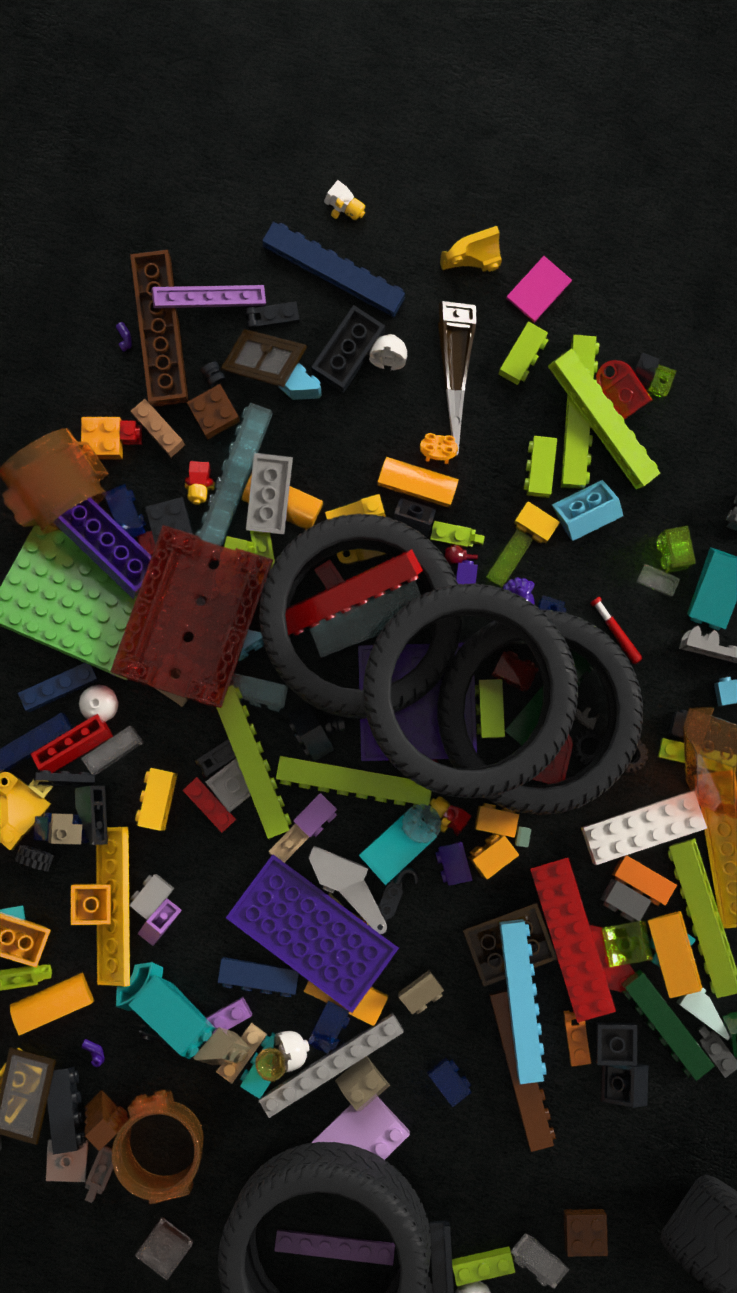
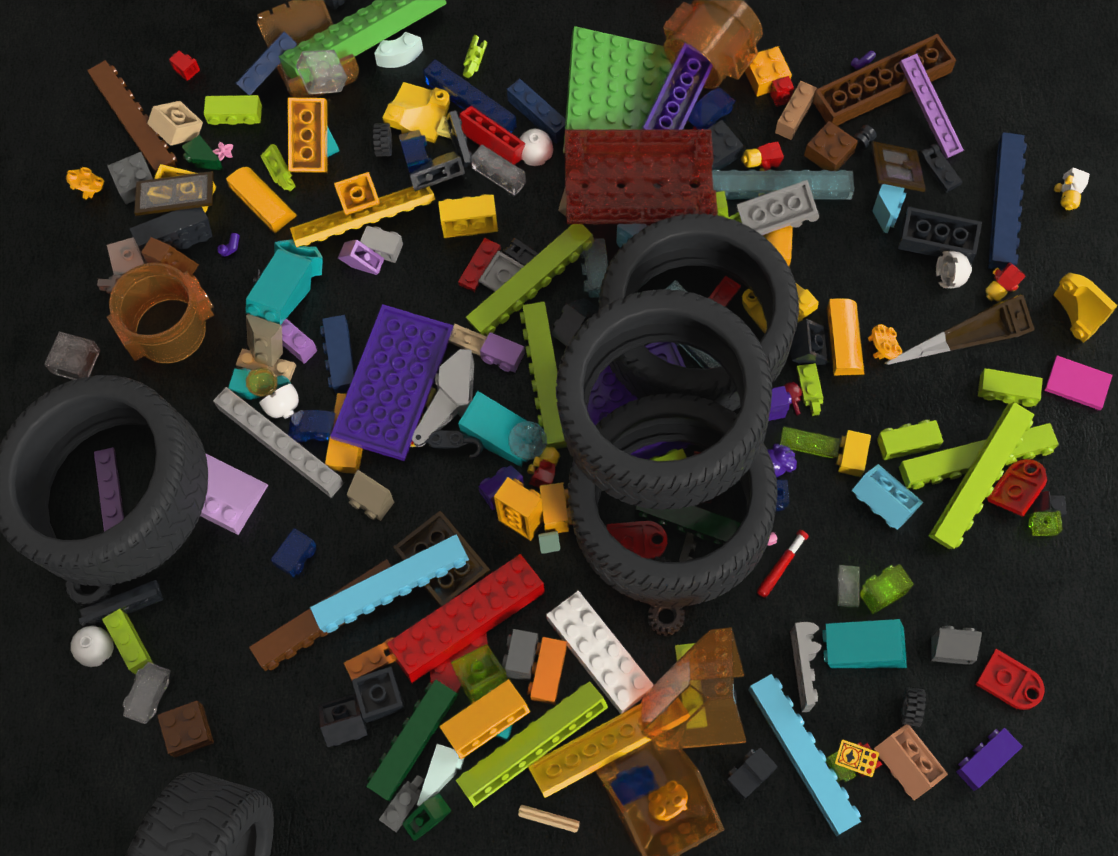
camera: 75 degrees right, 15 degrees down
(63, 831) = (413, 147): dark tan brick -> none
(352, 591) = (701, 282): red brick -> none
(362, 1083) = (267, 475): dark tan slope -> none
(418, 308) = (1005, 281): none -> red piece

